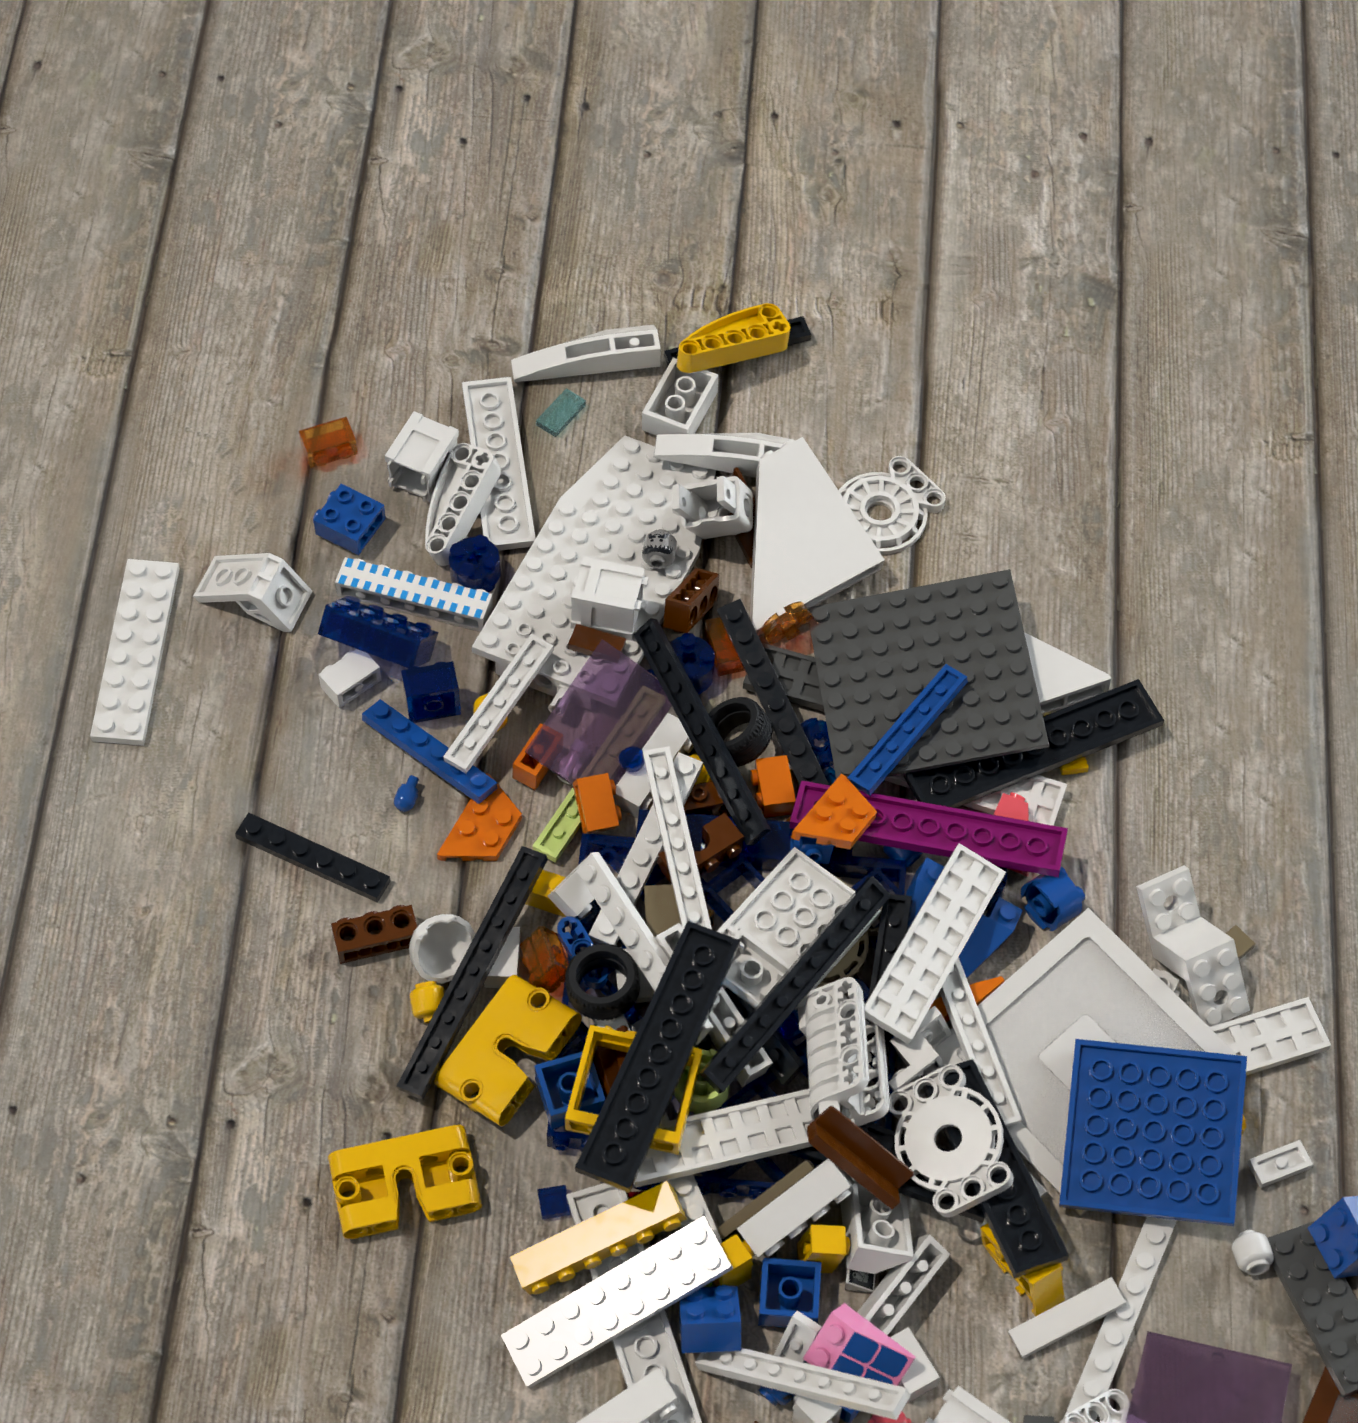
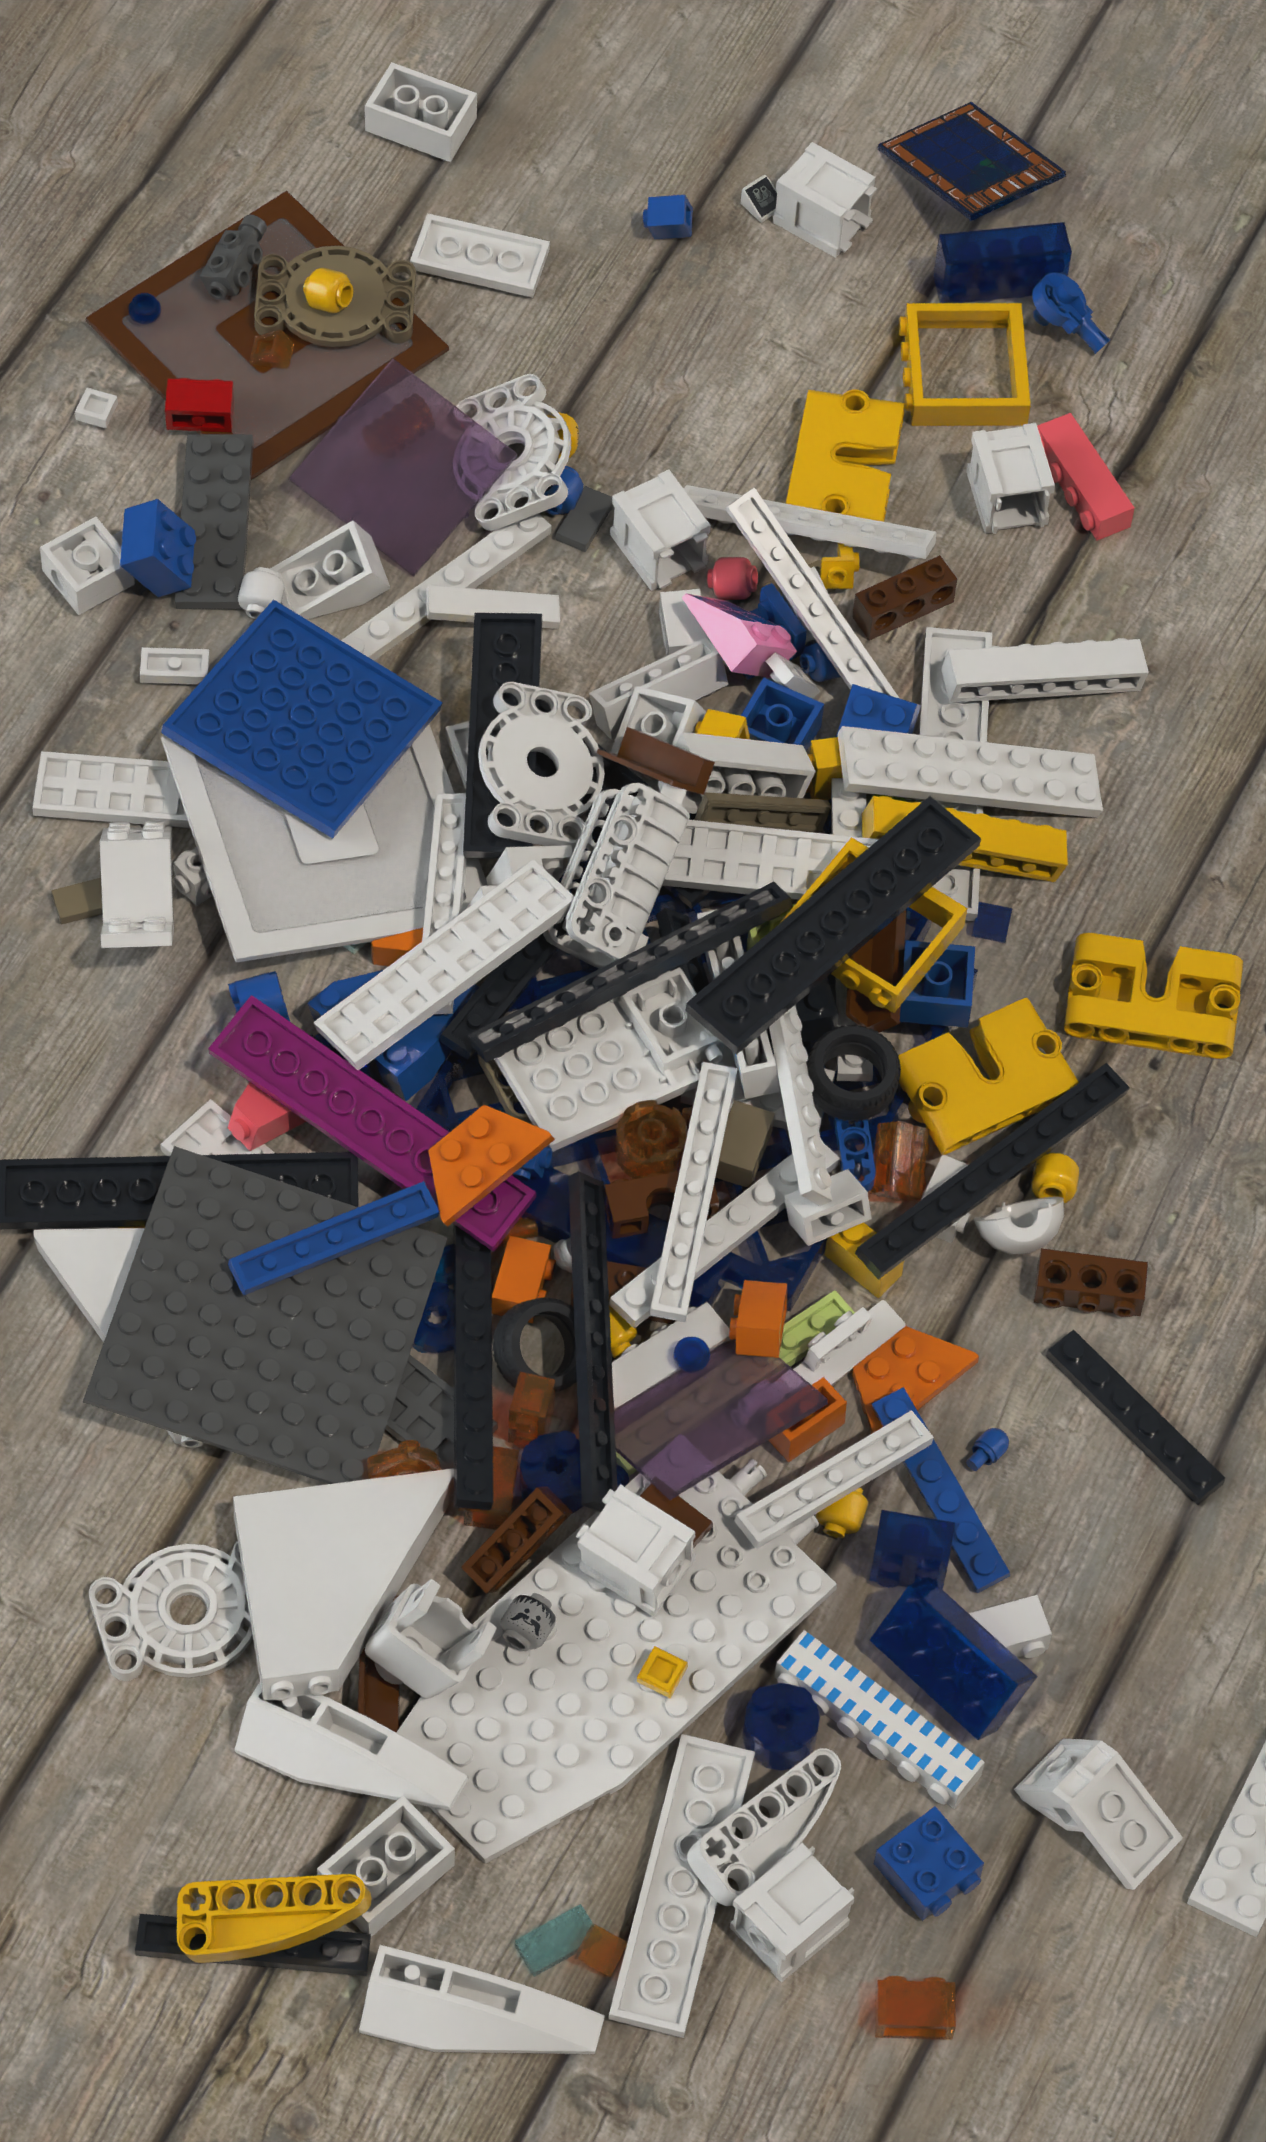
camera: 160 degrees left, 0 degrees up
(531, 410) = (600, 1950): none -> clear orange tile
(534, 817) = (849, 1343): none -> white bracket
(561, 555) = (662, 1672): none -> yellow tile
(721, 683) = (531, 1409): none -> clear orange brick
(726, 883) = (650, 1139): none -> clear orange brick
(1208, 1295) = (333, 573): none -> white slope

